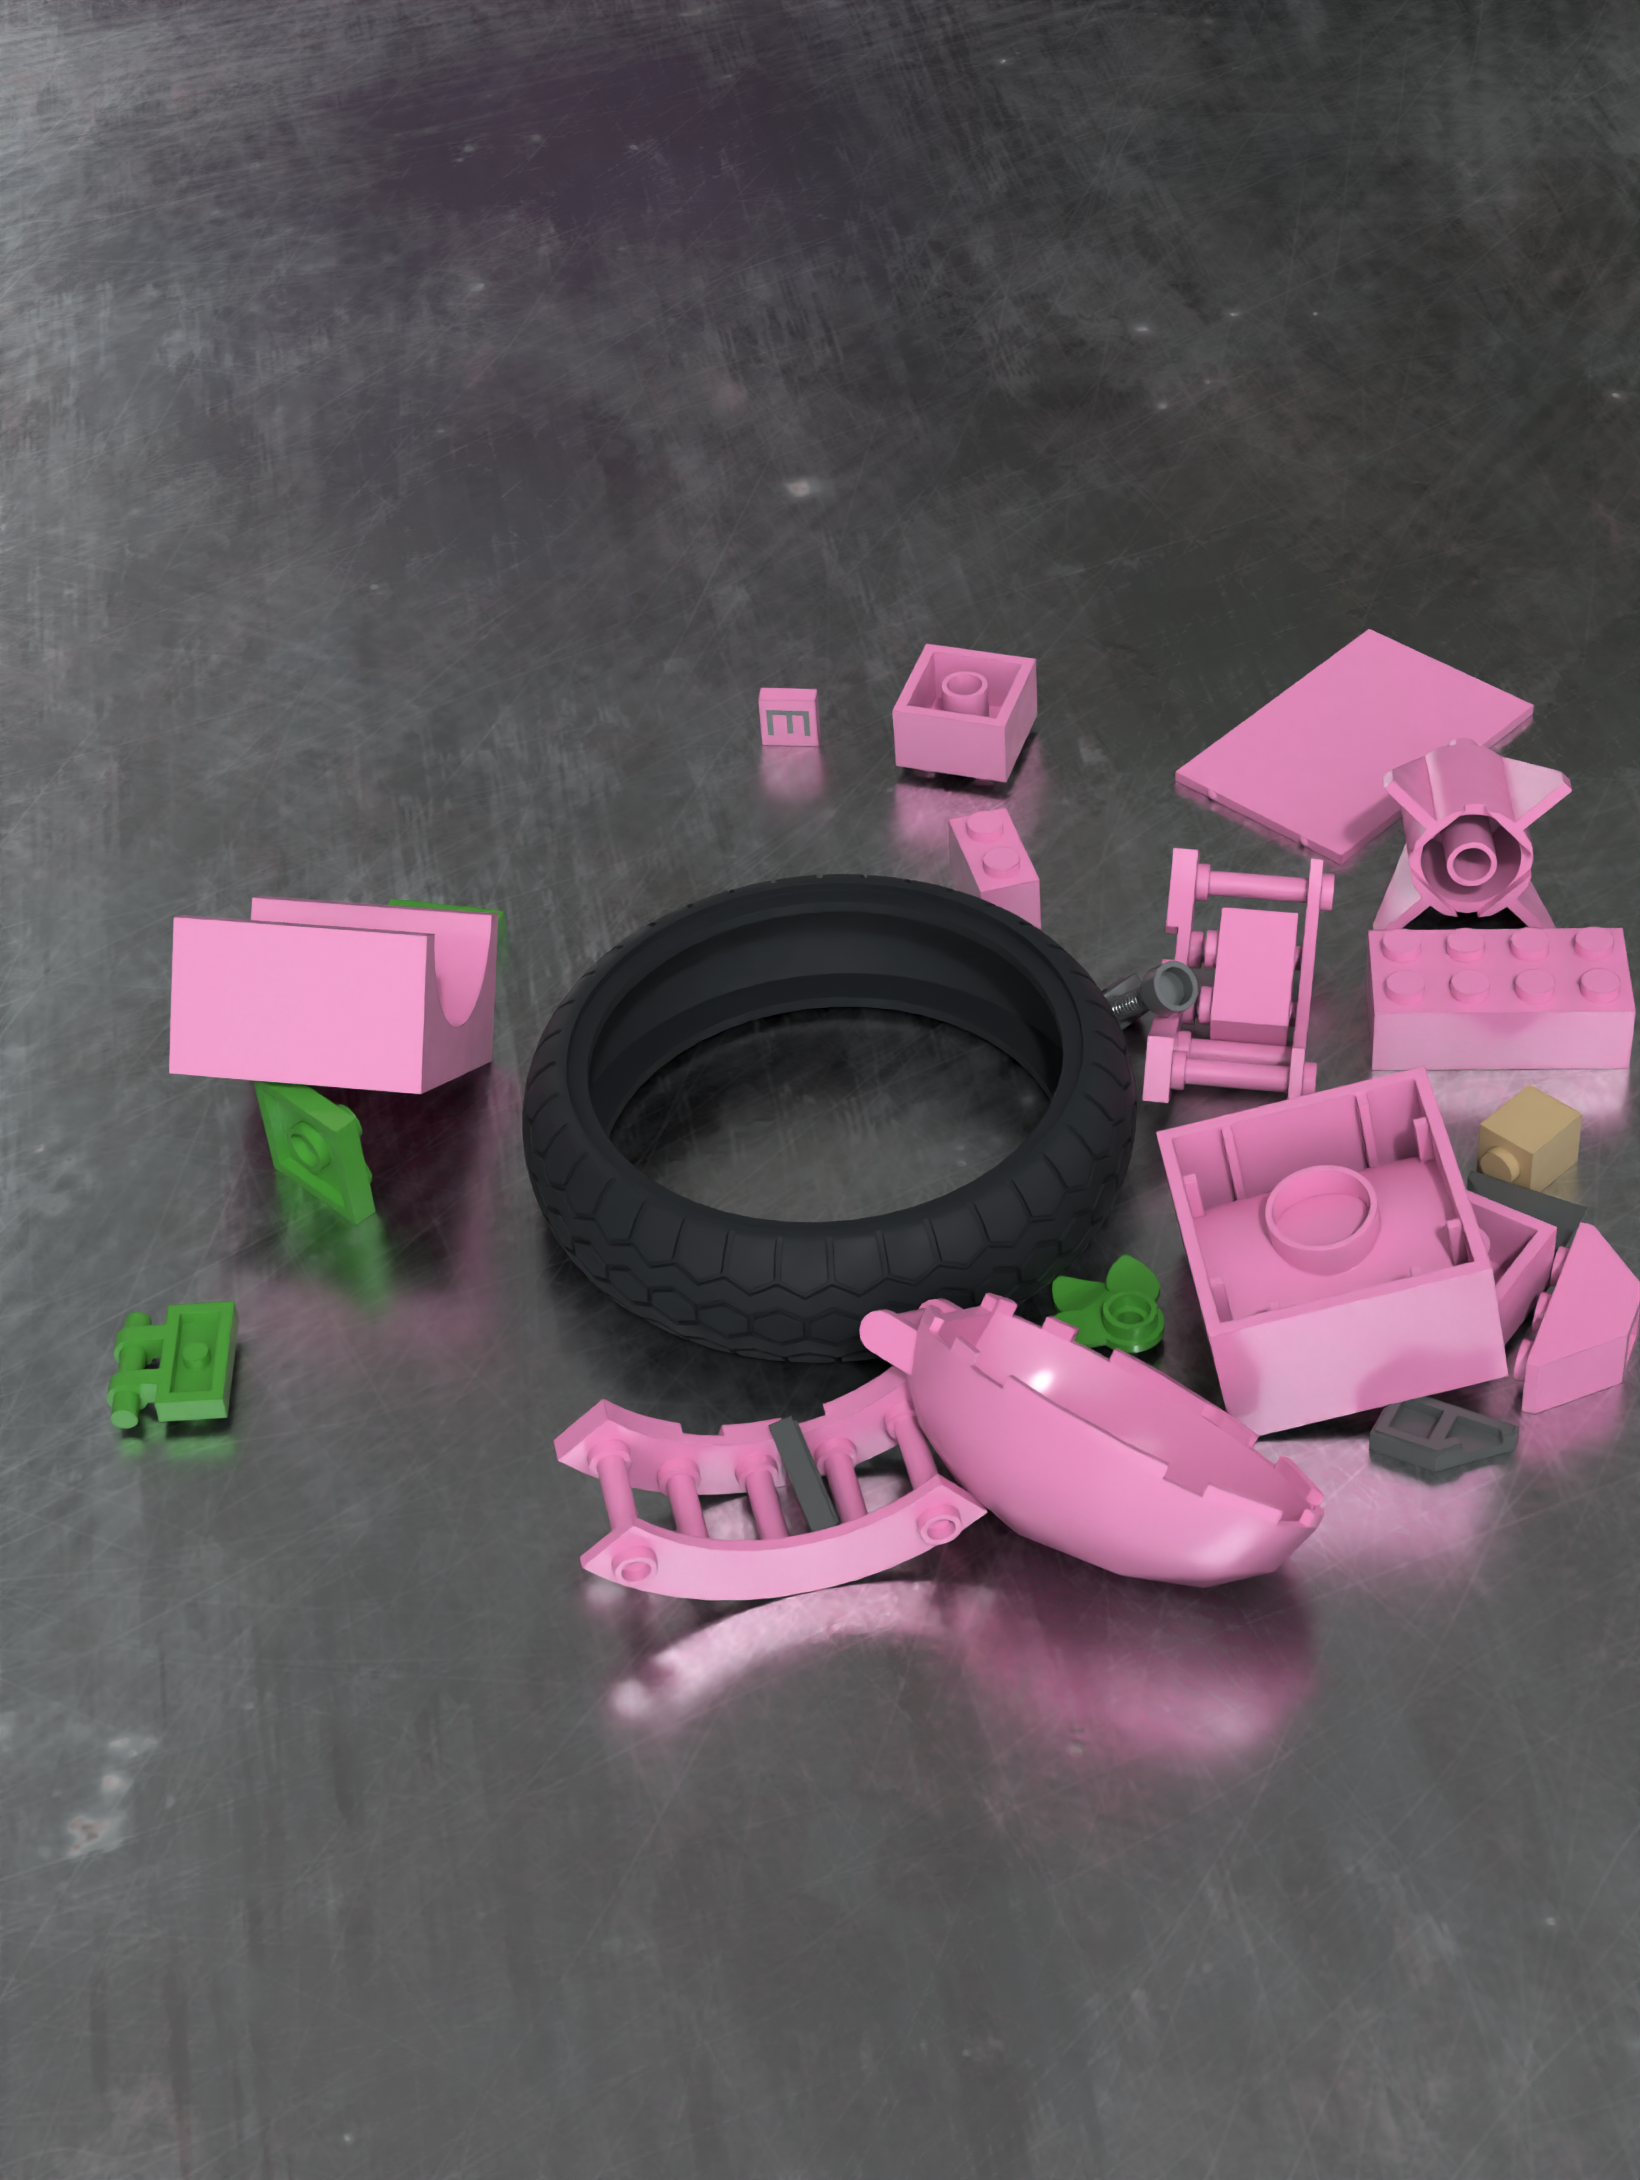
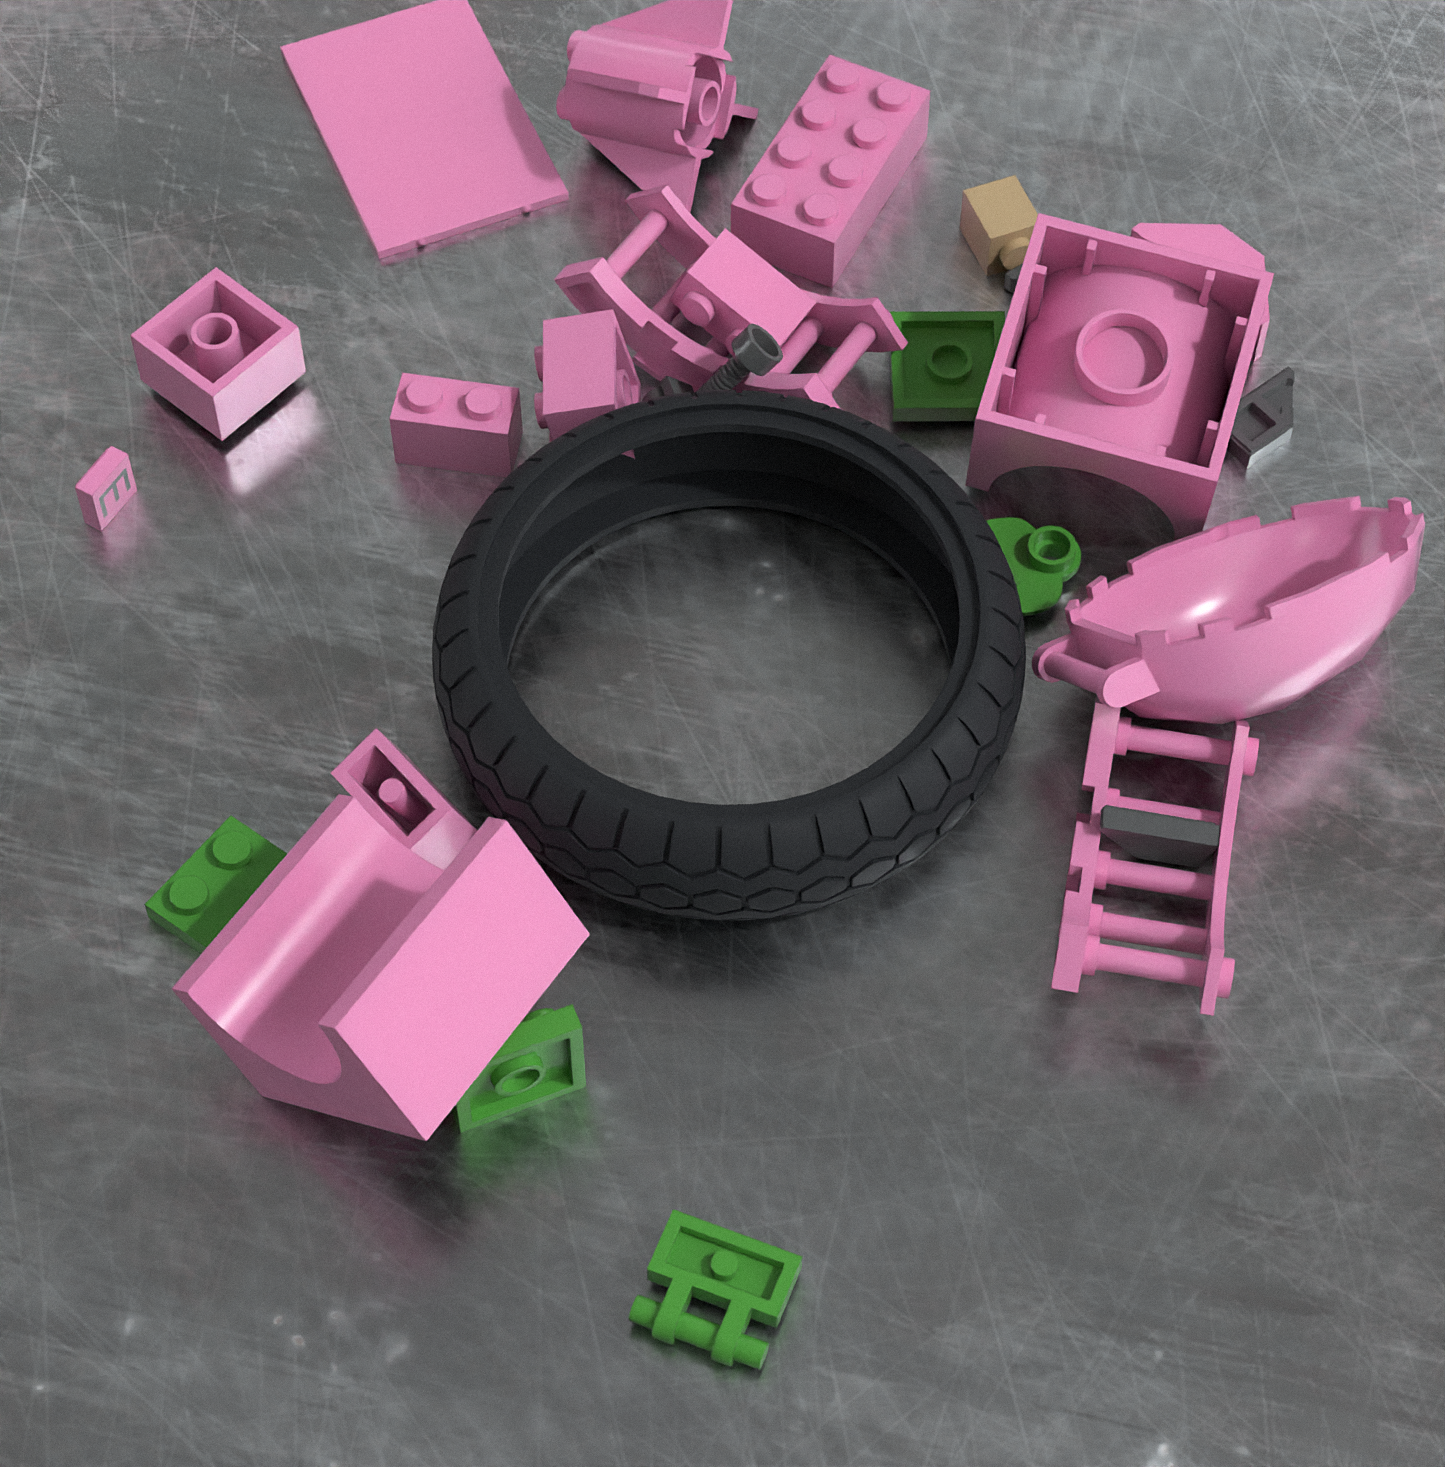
camera: 70 degrees left, 15 degrees up
(541, 980) = (404, 800): none -> bright pink brick
(1081, 904) = (583, 372): none -> bright pink brick

